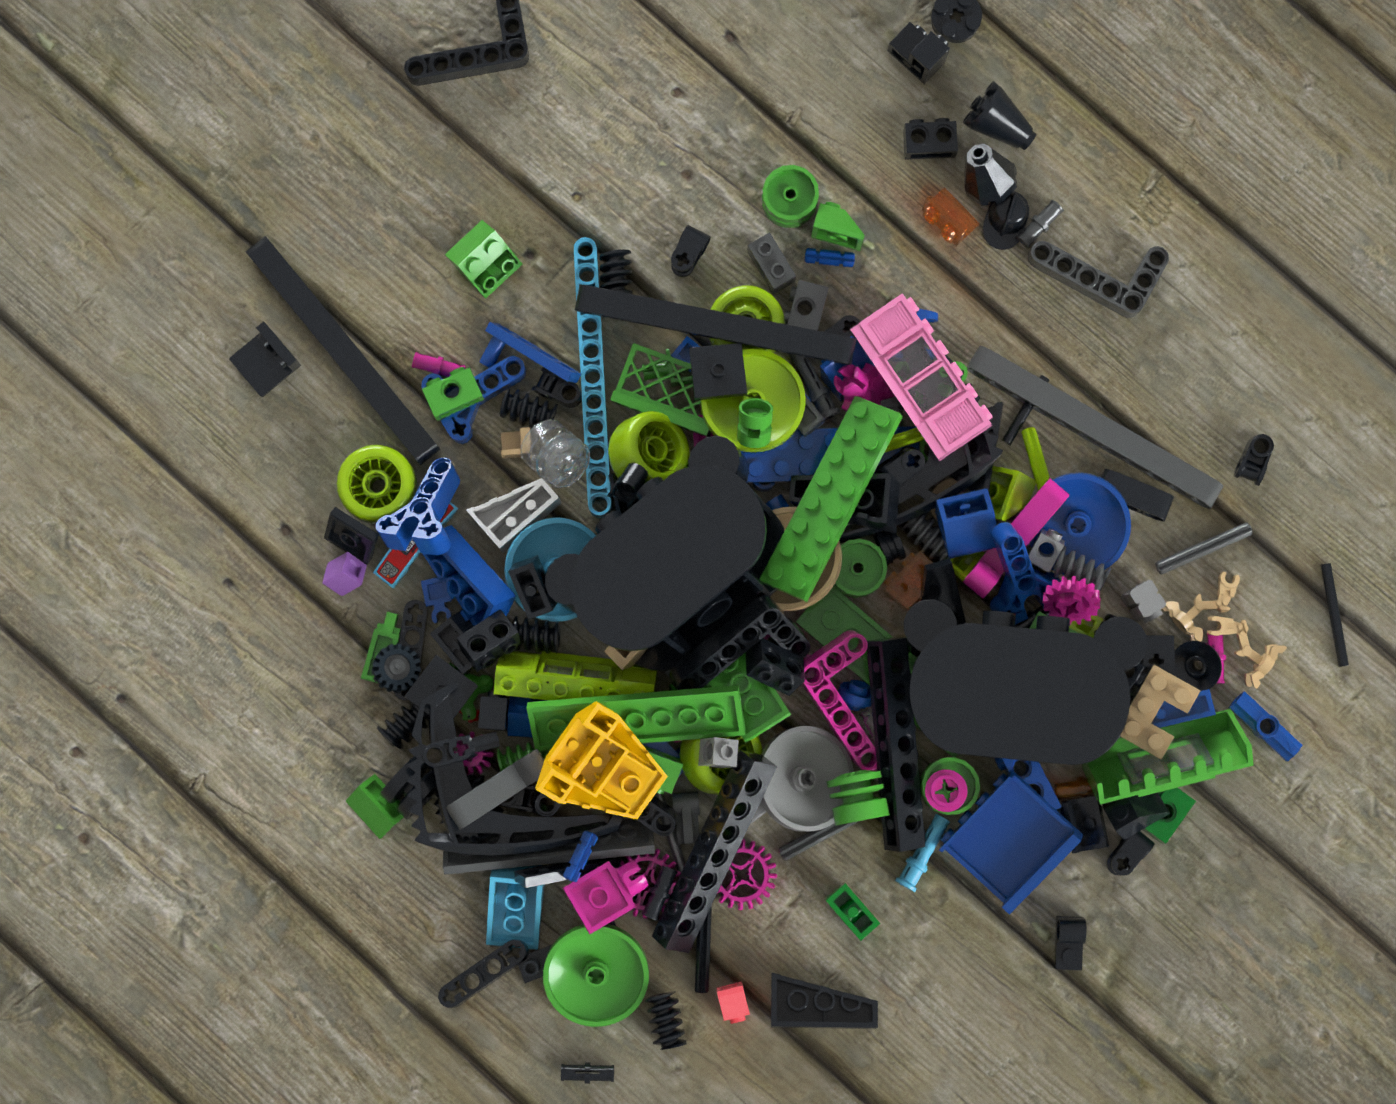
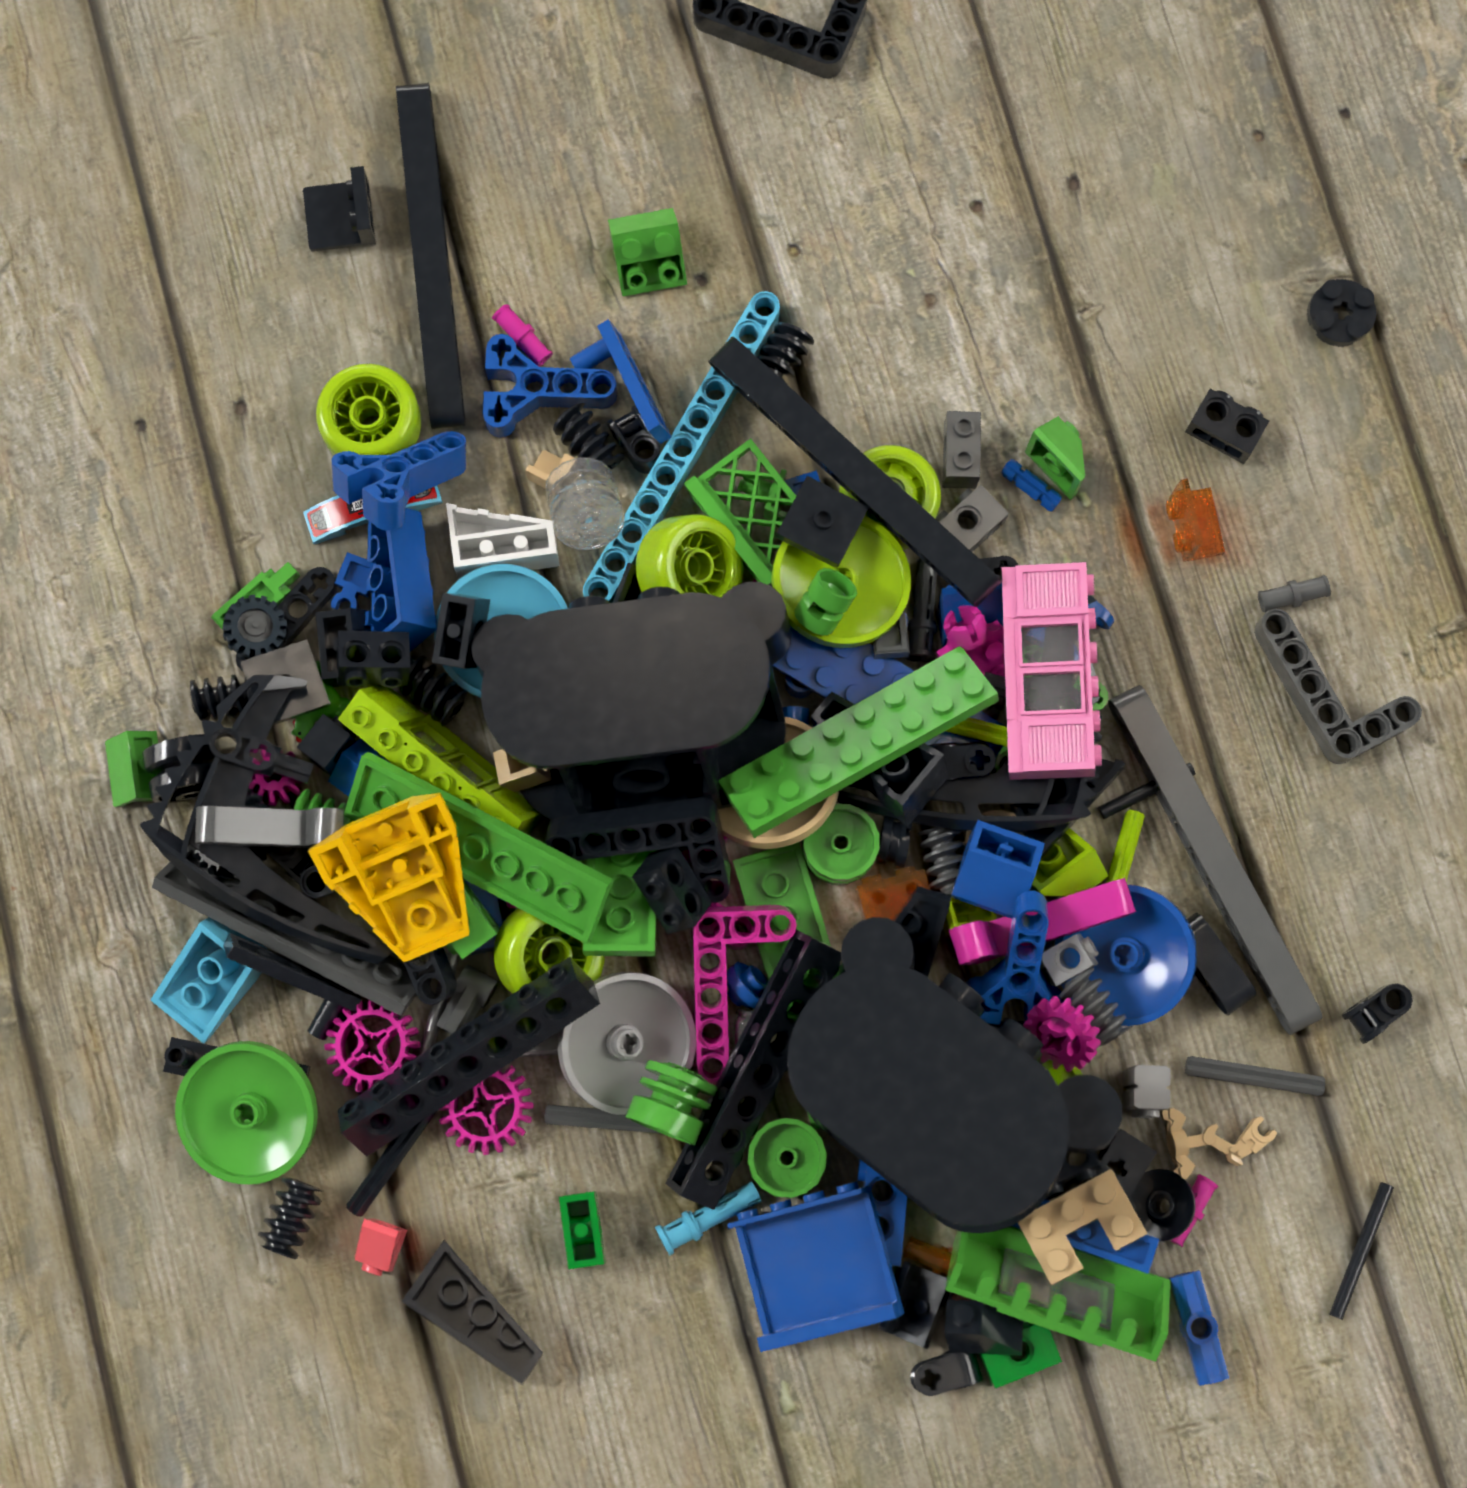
camera: 30 degrees right, 5 degrees down
(344, 574) = (270, 493): medium lavender panel -> none
(351, 535) = (303, 454): black plate -> none
(468, 393) = (529, 381): bright green brick -> none
(481, 970) = (124, 1030): black beam -> none
(580, 856) = (313, 963): blue axle -> none
(605, 894) = (314, 1025): dark pink plate -> none
(606, 1072) = (183, 1234): black pin -> none
(629, 484) = (641, 578): black piece -> none
(659, 893) = (376, 1065): black pin -> none
(690, 247) = (883, 378): black piece -> none
(718, 752) = (543, 944): light grey brick -> none
(791, 181) = (1047, 385): bright green wheel -> none
(919, 52) = (1276, 322): black brick -> none
(955, 798) = (793, 1151): dark pink gear -> none
(988, 175) = (1269, 501): black cone -> none
(999, 118) = (1321, 450): black cone -> none
(1006, 221) = (1257, 566): black piece -> none
(1069, 942) = (810, 1432): black plate -> none
(1263, 663) = (1241, 1252): tan piece -> none

